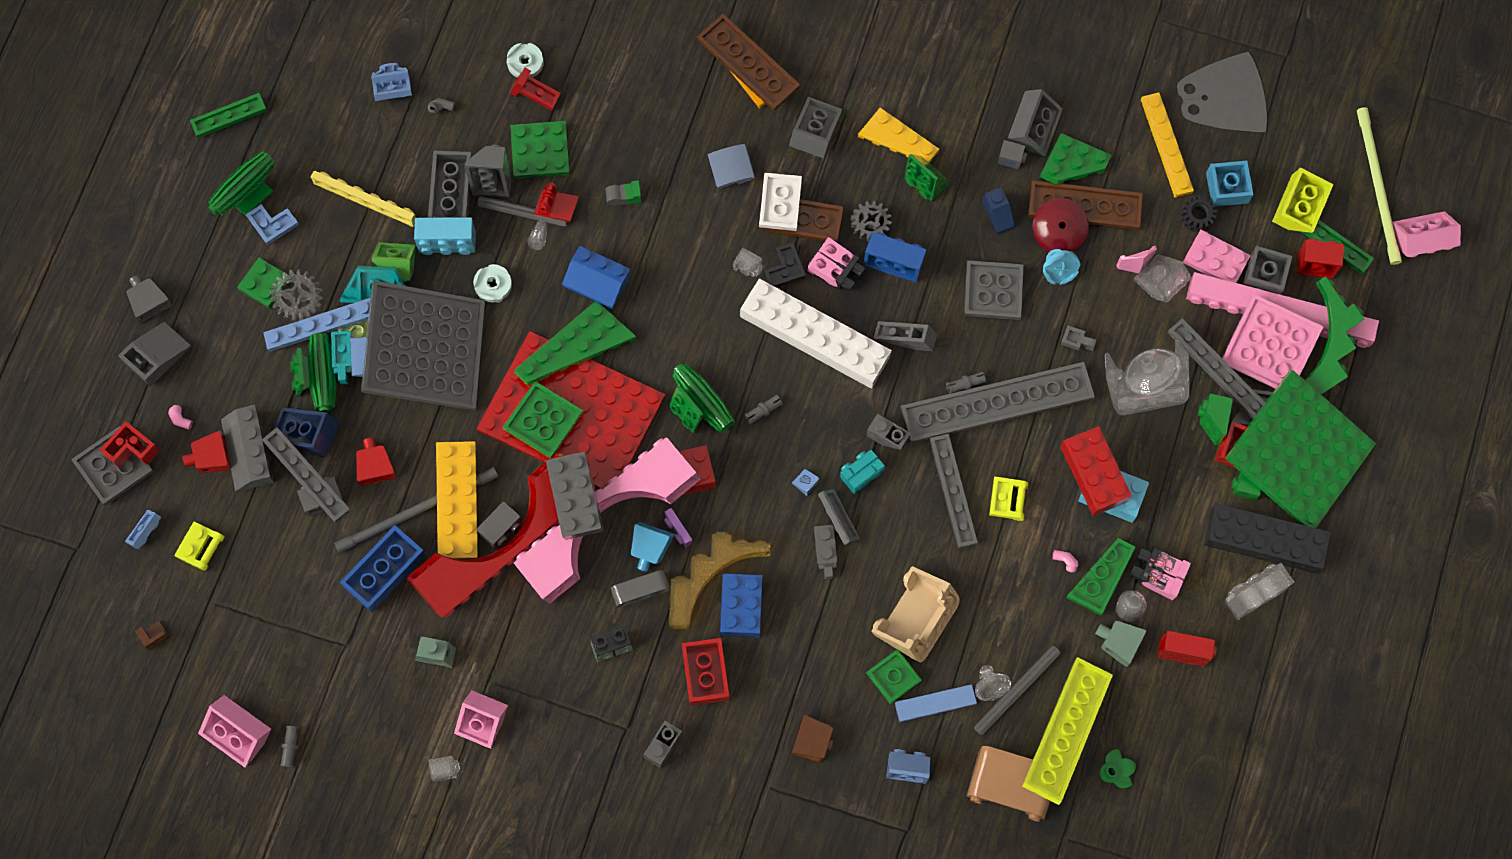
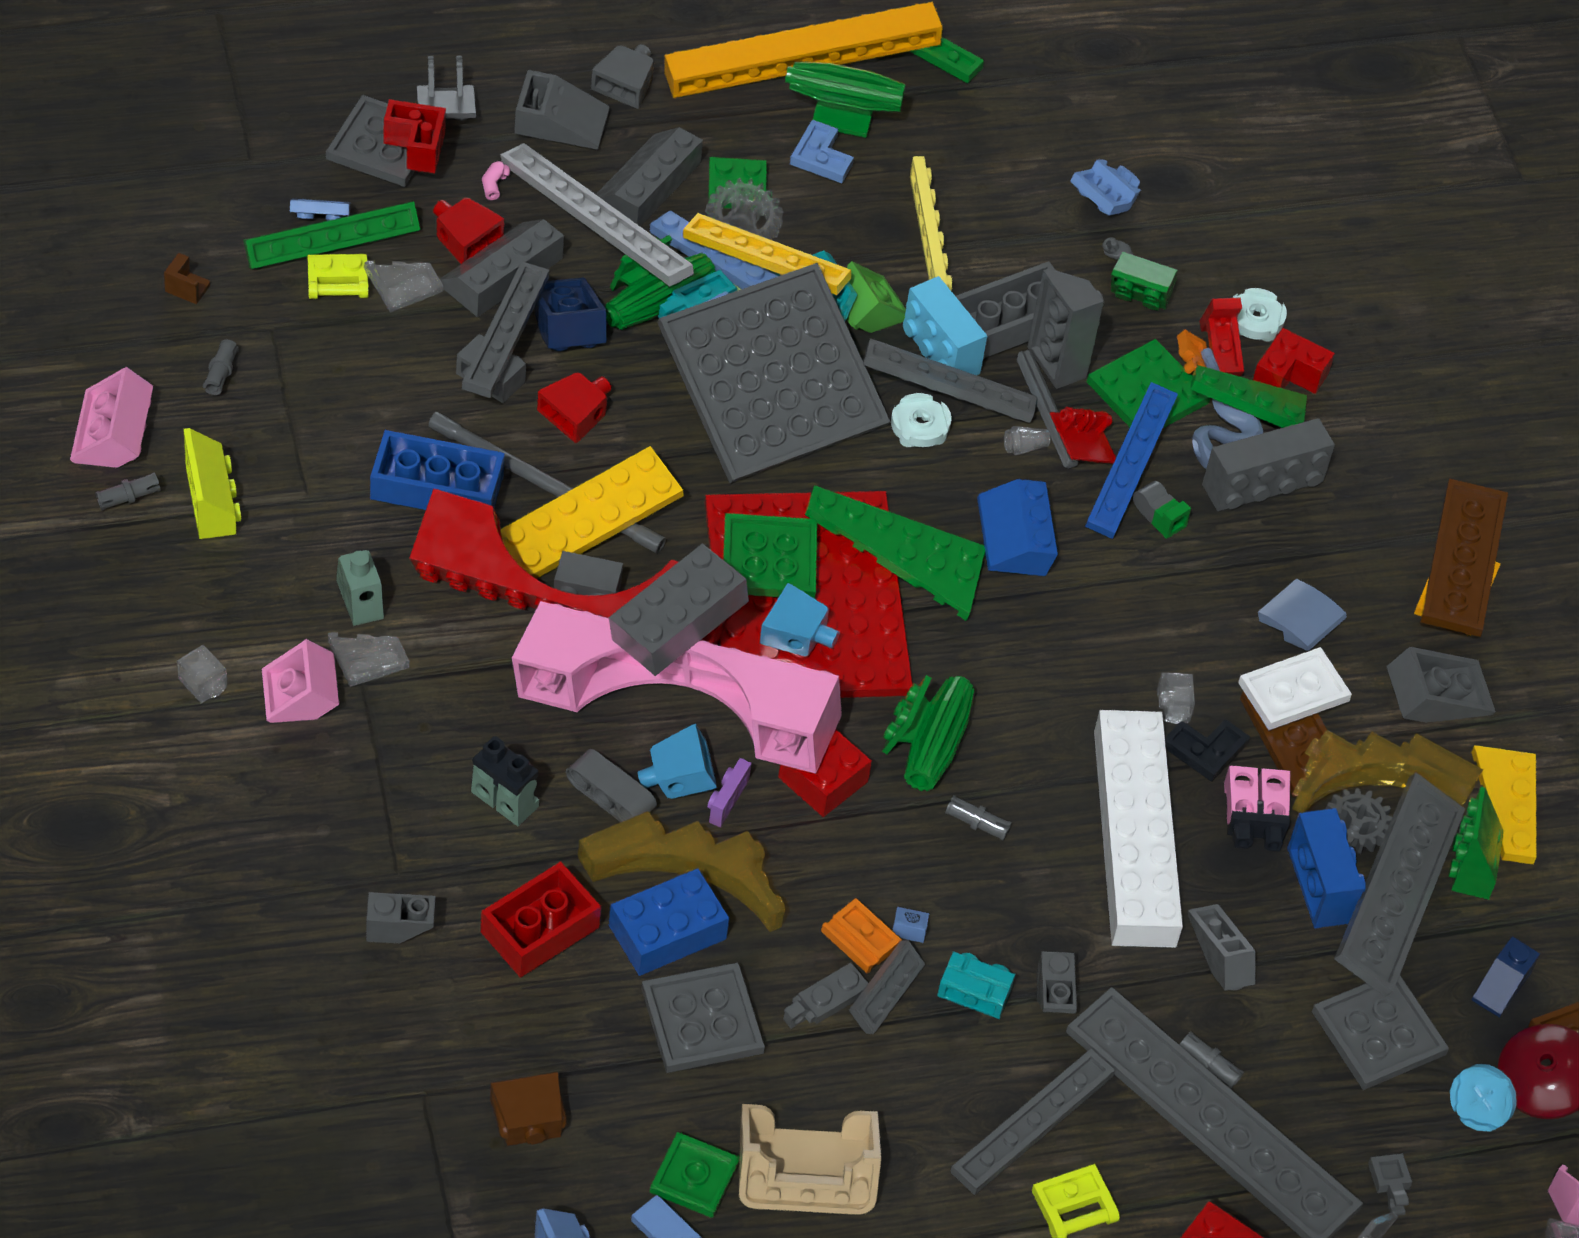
camera: 55 degrees right, 20 degrees down
(104, 413) = (457, 101): none -> dark grey plate
(168, 534) = (331, 235): none -> green plate
(192, 189) = (829, 42): none -> light orange brick
(228, 512) = (403, 282): none -> clear wing
(229, 648) = (220, 367): none -> dark grey pin
(230, 330) = (653, 174): none -> dark grey slope
(254, 379) = (598, 215): none -> light grey plate
(316, 698) = (210, 486): none -> neon yellow slope
(337, 302) = (760, 250): none -> yellow plate
(471, 106) = (1143, 281): none -> green slope
(479, 253) = (949, 380): none -> dark grey plate
(480, 672) = (368, 656): none -> clear wing
(533, 111) = (1190, 350): none -> orange plate
(568, 64) = (1295, 361): none -> red brick
(585, 100) = (1253, 397): none -> green wing
(586, 190) = (1131, 460): none -> blue plate
(597, 431) = (797, 623): none -> dark azure torso
(600, 114) = (1241, 420): none -> sand blue animal
(634, 122) = (1268, 464): none -> dark grey brick
(801, 511) = (861, 935): none -> orange plate
(805, 620) = (702, 1017): none -> dark grey plate
(855, 173) = (1340, 765): none -> clear yellow arch
(923, 226) = (1400, 884): none -> dark grey plate

